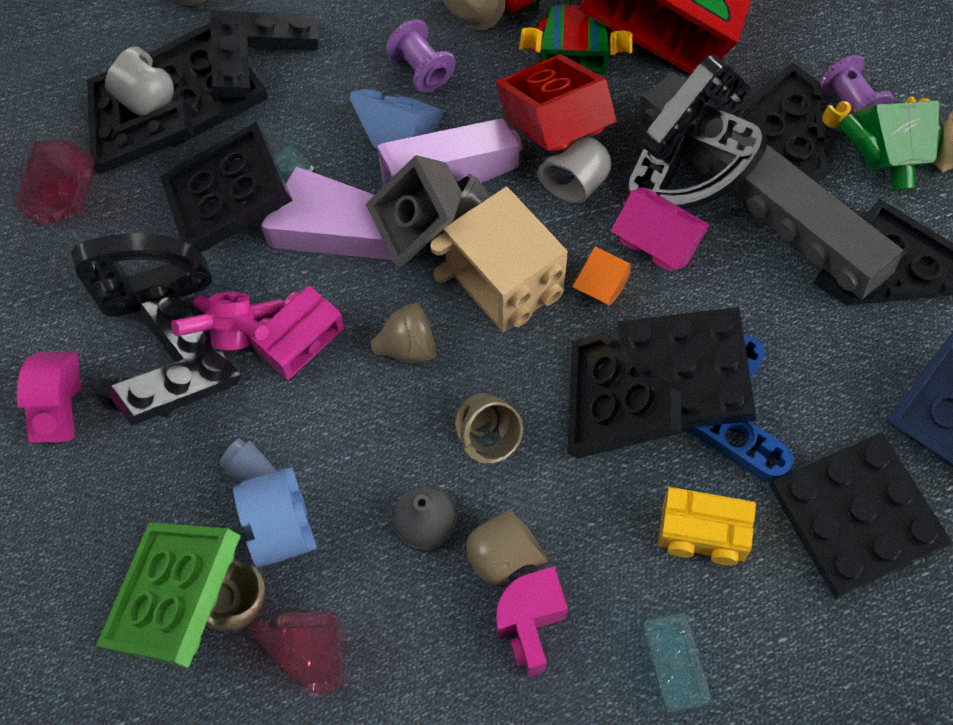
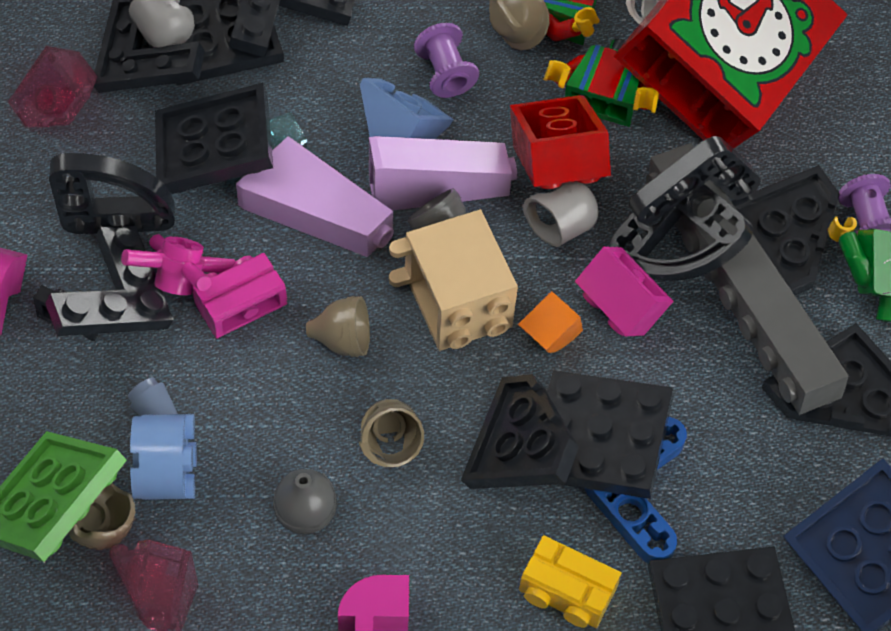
camera: 10 degrees right, 5 degrees down
(414, 207) = (387, 204): dark grey slope -> none
(502, 548) = (368, 544): dark tan helmet -> none

